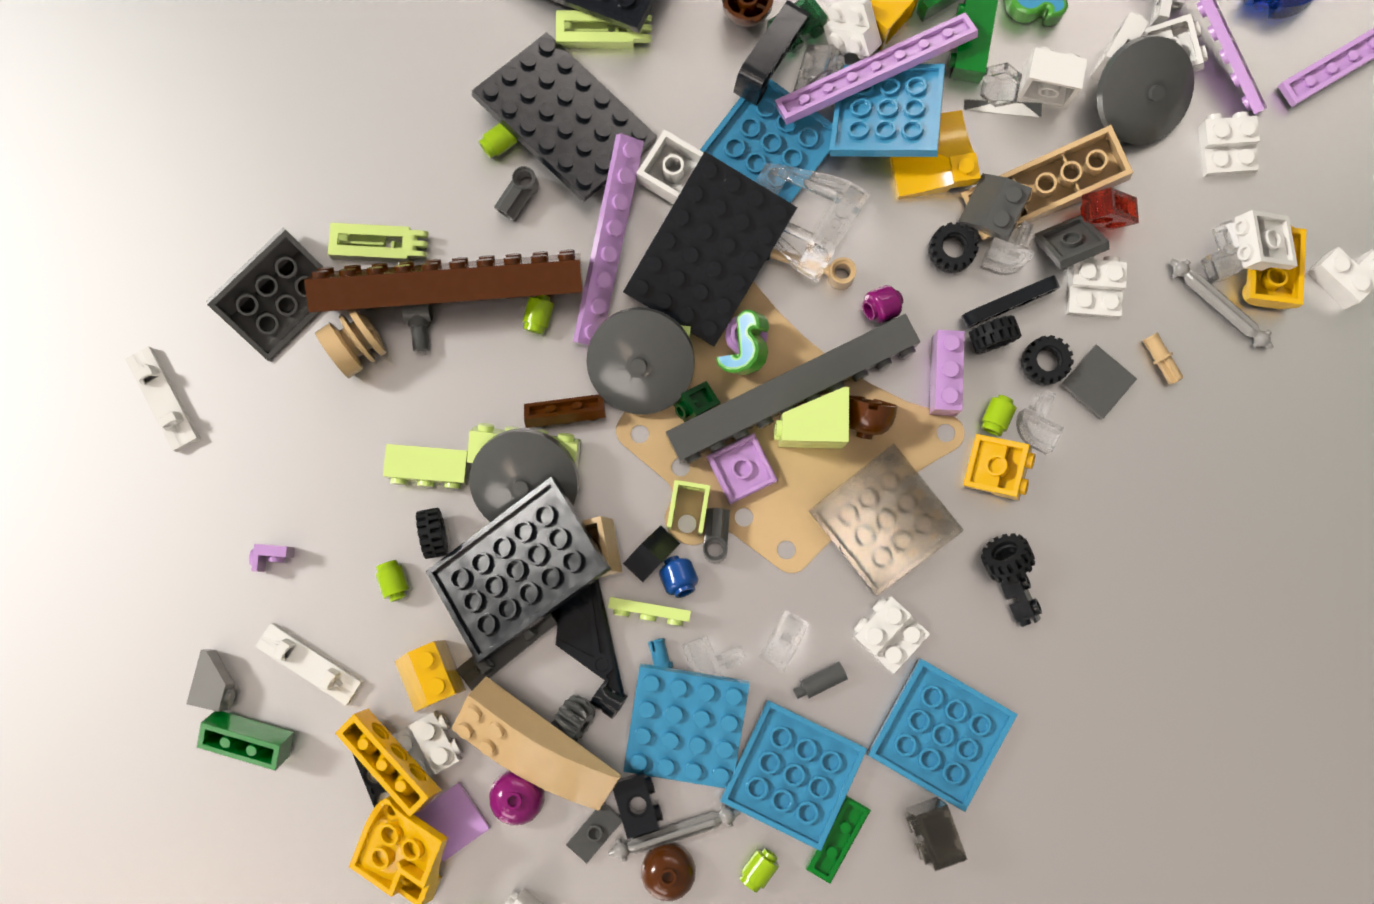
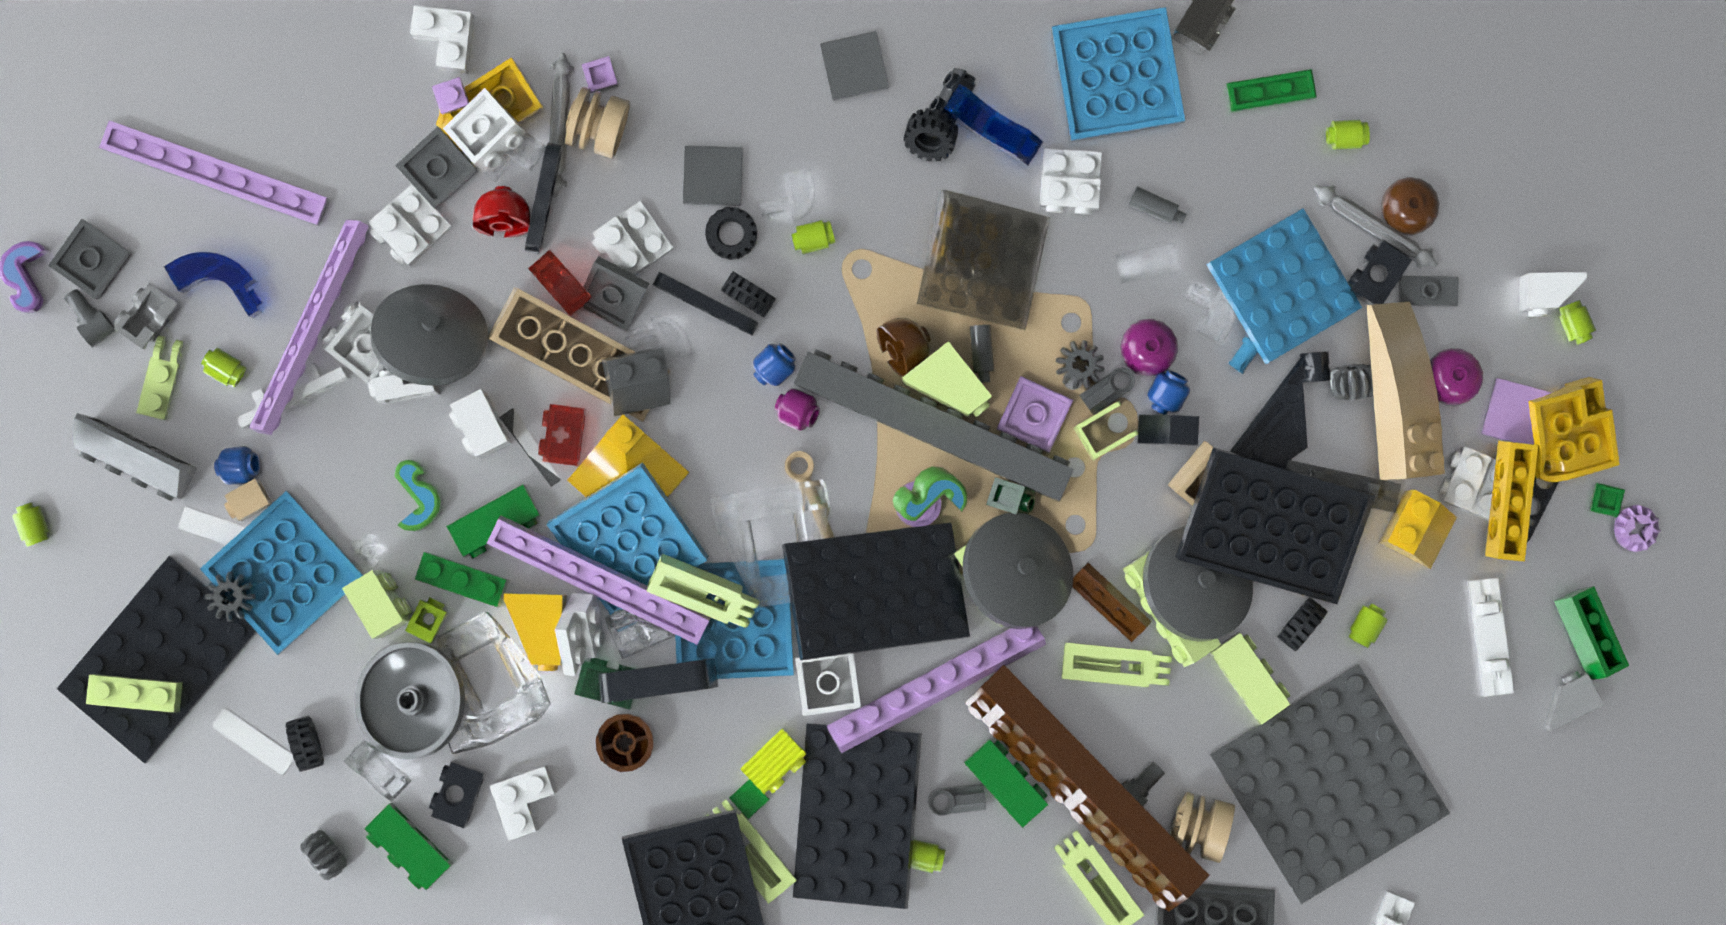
camera: 125 degrees left, 5 degrees up
(275, 554) = (1426, 743): lavender bracket -> none
(302, 833) = (1626, 523): none -> lavender gear
(306, 461) = (1329, 784): none -> dark grey plate
(333, 834) = (1606, 500): none -> green tile
(500, 236) = (1007, 782): none -> green brick
(525, 371) = (1104, 664): none -> yellowish green hinge
(537, 314) = (1050, 691): lime brick -> none
(638, 58) = (749, 799): none -> green tile
(649, 611) = (1216, 392): yellowish green plate -> none
(650, 91) = (774, 761): none -> neon yellow brick
(722, 590) = (1149, 347): none -> magenta cylinder
(746, 520) = (1084, 356): none -> dark grey gear
(793, 775) = (1250, 168): dark azure plate -> none
(810, 129) = (691, 585): none -> yellowish green hinge
(817, 467) = (982, 351): none -> dark grey cylinder
(928, 313) = (774, 364): none -> blue head
(947, 373) = (813, 308): lavender brick -> none
(964, 236) = (697, 408): black tyre -> none
(979, 608) = (992, 126): none -> clear blue arch
(996, 144) = (569, 450): none -> clear red brick
(999, 467) = (857, 201): yellow plate -> none
(1001, 85) = (519, 463): clear panel -> none
(1100, 546) = (854, 65): none -> dark grey tile
(1163, 358) = (648, 137): tan axle -> none
(1180, 248) = (543, 197): none -> black beam
(1192, 212) = (501, 212): none -> red cylinder
(1207, 327) = (597, 122): none -> tan wheel
(1236, 360) = (599, 74): none -> lavender plate
(1257, 190) = (436, 167): none -> dark grey plate
(1308, 240) = (450, 95): none -> lavender plate

